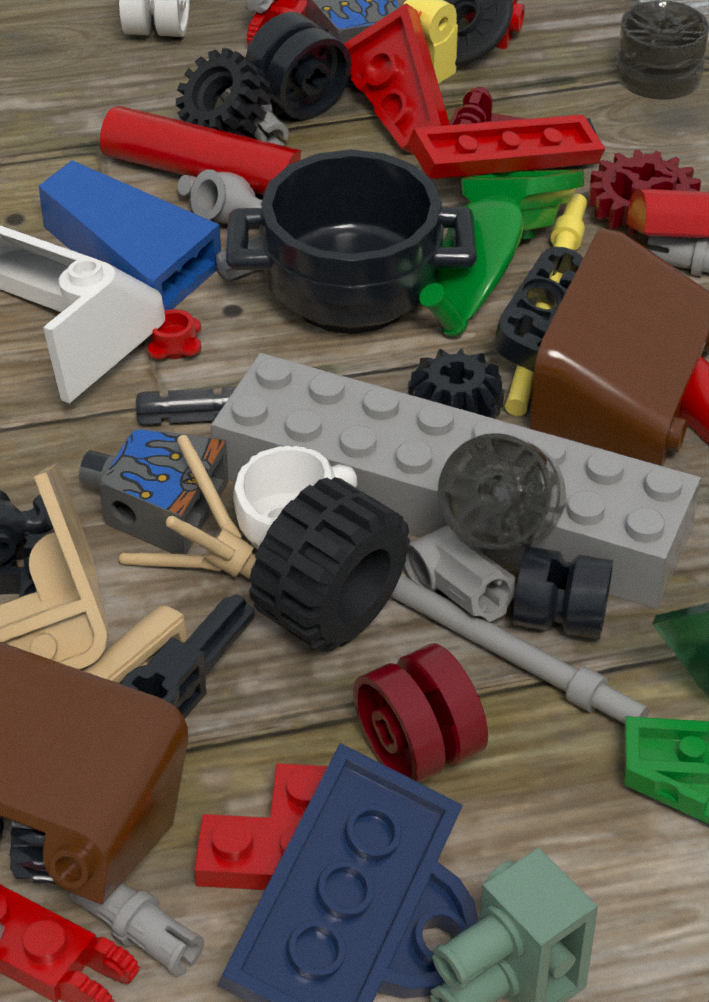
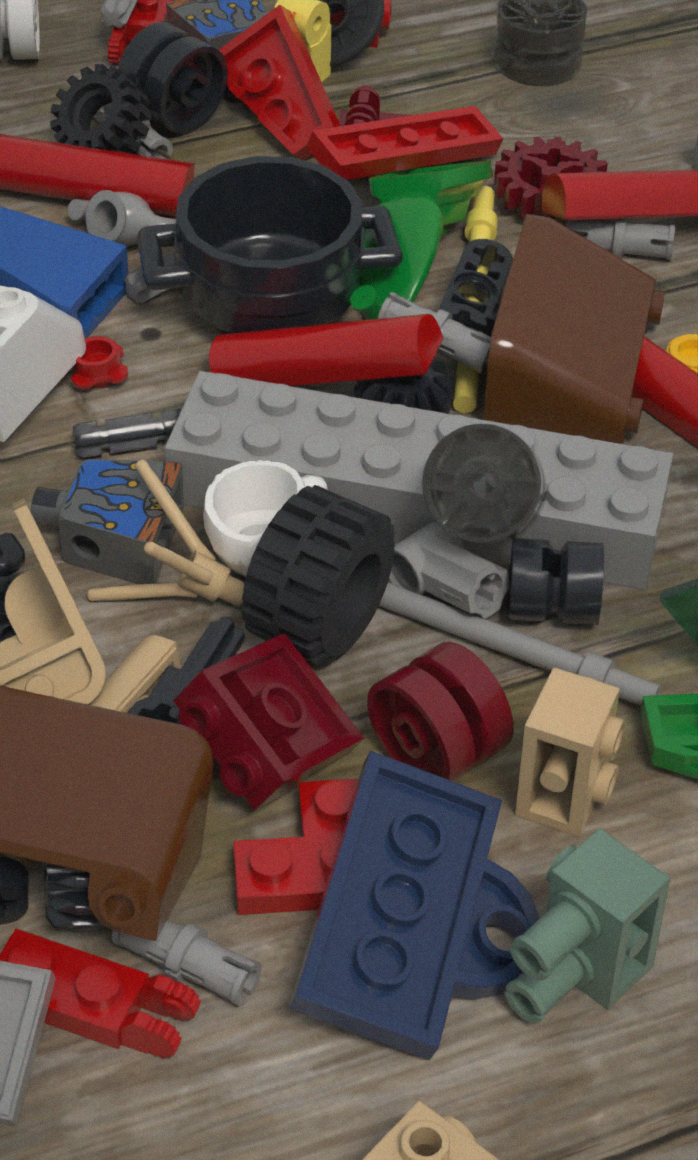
camera: 10 degrees left, 0 degrees up
(253, 700) = (266, 720): none -> dark red plate
(388, 345) = (330, 351): none -> red brick
(490, 333) = (459, 341): none -> light grey pin
(536, 764) = (569, 752): none -> tan brick

